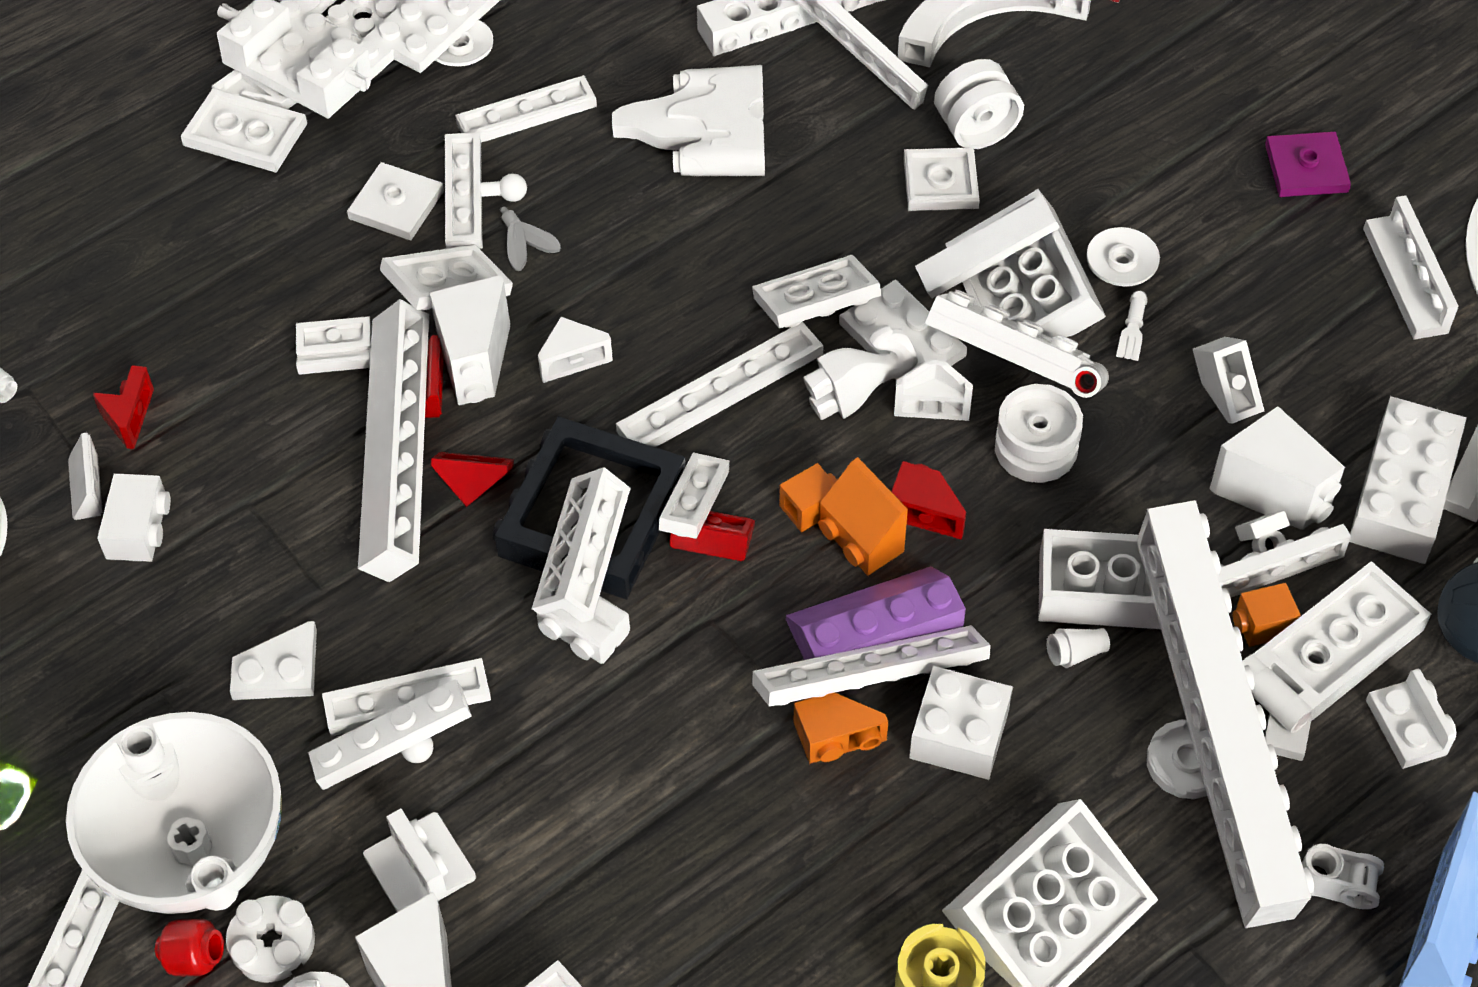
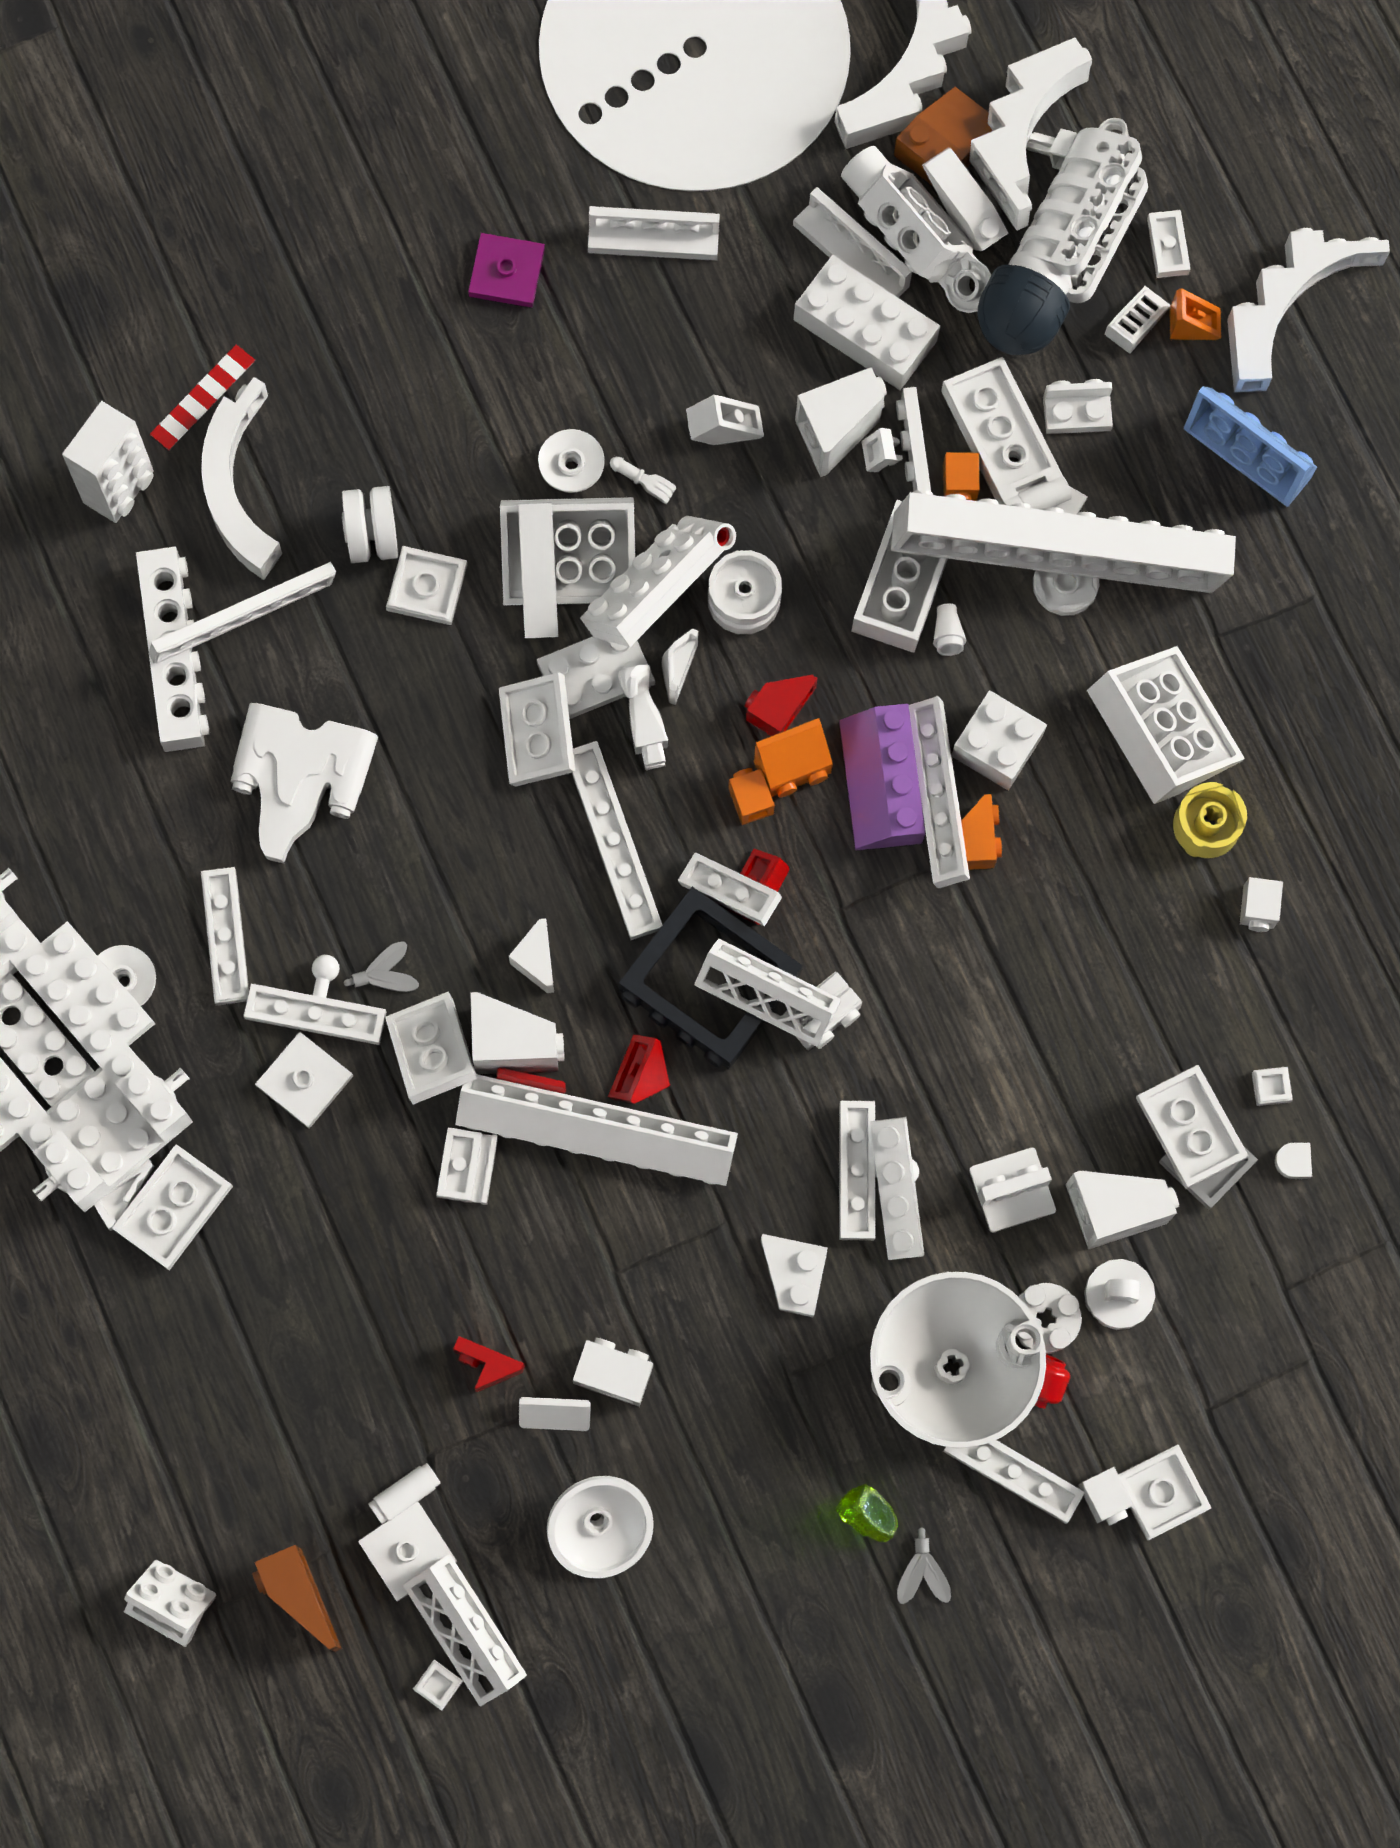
camera: 80 degrees left, 20 degrees up
(1345, 875) = (1197, 504): white piece -> none

